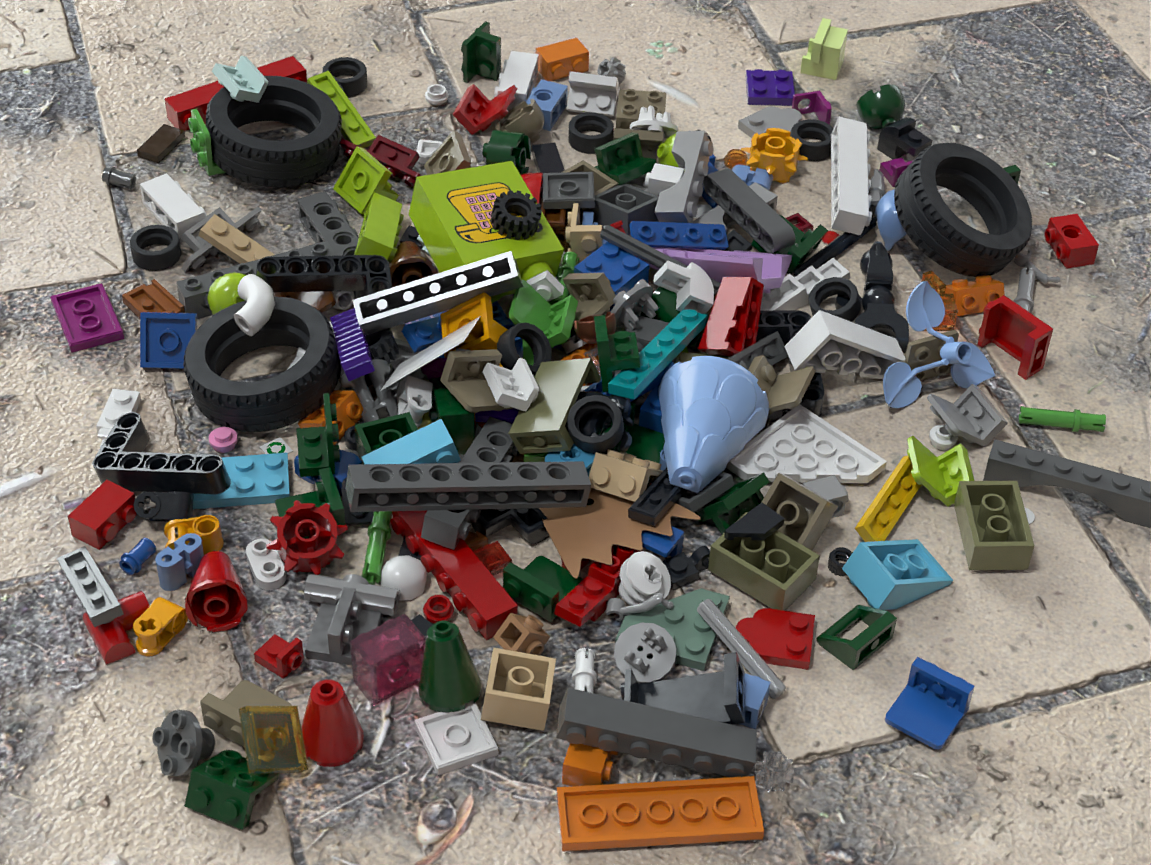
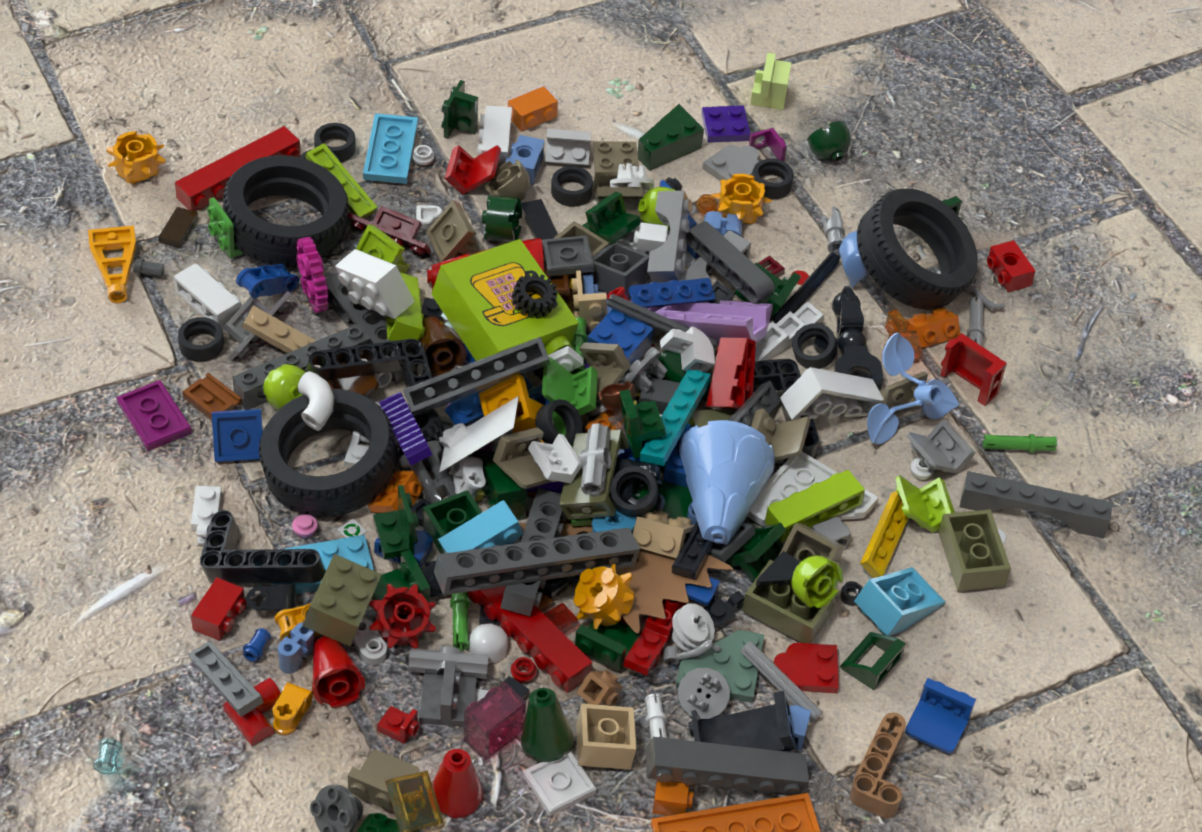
camera: 10 degrees left, 5 degrees up
(84, 149) = (113, 239): none -> light orange plate
(131, 75) = (136, 156): none -> light orange brick
(238, 513) = (341, 600): none -> olive brick
(239, 195) = (267, 280): none -> blue piece
(242, 81) = (252, 166): light aqua bracket -> none
(284, 180) = (312, 278): none -> dark pink gear
(346, 197) = (374, 284): none -> white brick
(402, 86) = (390, 148): none -> medium azure plate
(406, 357) = (453, 435): none -> white tile
(542, 533) = (603, 595): none -> light orange brick
(555, 386) = (595, 459): none -> light grey piece
(612, 68) = (580, 119): light grey gear -> none
(705, 95) = (670, 139): none -> dark green wedge
(795, 536) = (816, 581): none -> lime cylinder
(813, 457) = (817, 503): none -> lime brick
(831, 772) = (872, 781): none -> medium nougat beam
(850, 176) = (812, 217): white brick -> none
(893, 169) = (852, 205): magenta bracket -> none
(902, 139) = (853, 172): black brick -> none

